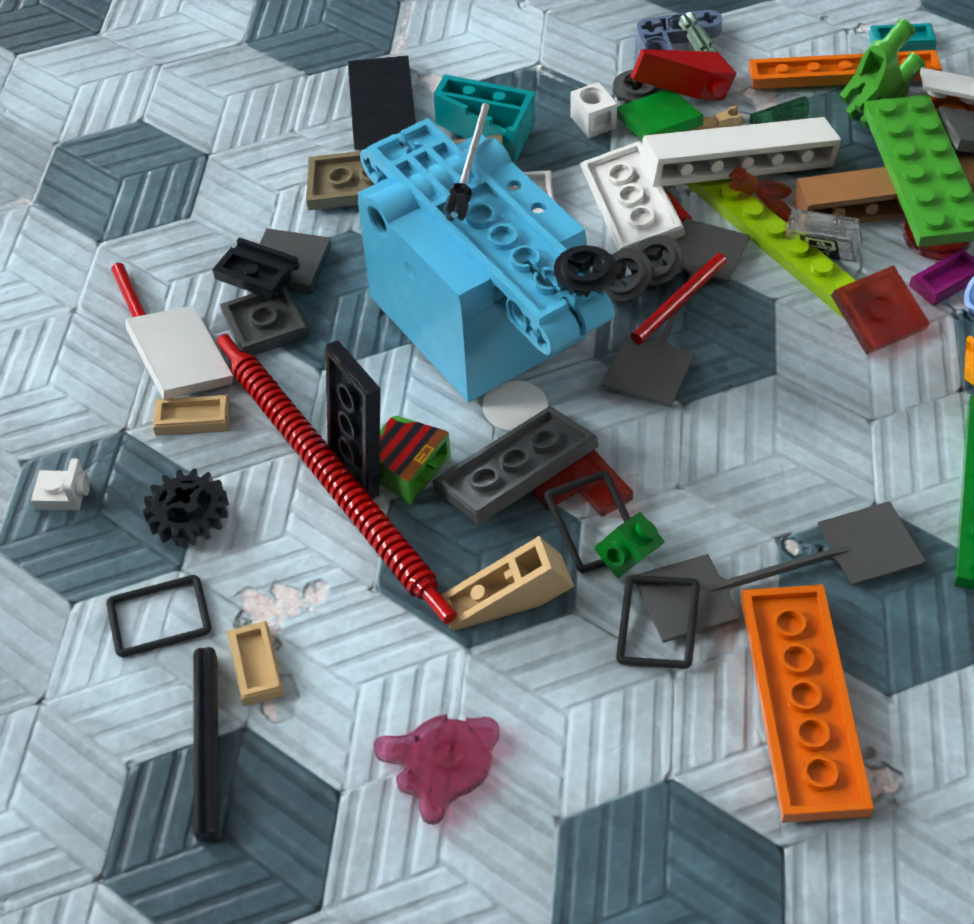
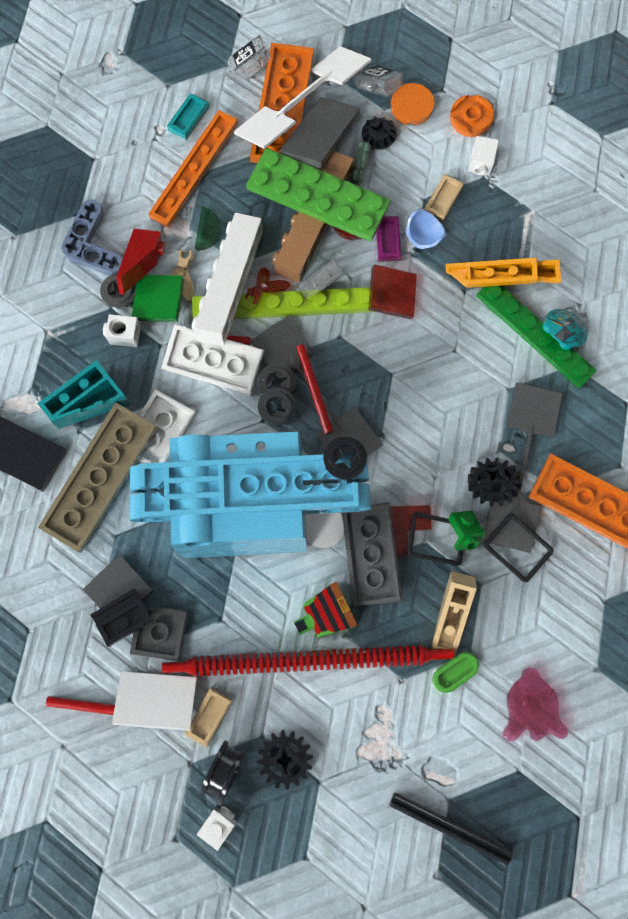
camera: 60 degrees left, 25 degrees up
(108, 436) = (222, 772): none -> black wheel
(164, 641) = (367, 818): black piece -> none
(255, 663) = (414, 774): tan tile -> none
(353, 416) = (313, 637): black tile -> none
(427, 640) = (455, 672): none -> bright green tile
(460, 193) = (239, 497): piece -> none
(696, 33) = (107, 227): sand green axle -> none
(724, 538) = (496, 482): none -> black gear
(879, 71) = (230, 157): bright green connector -> none

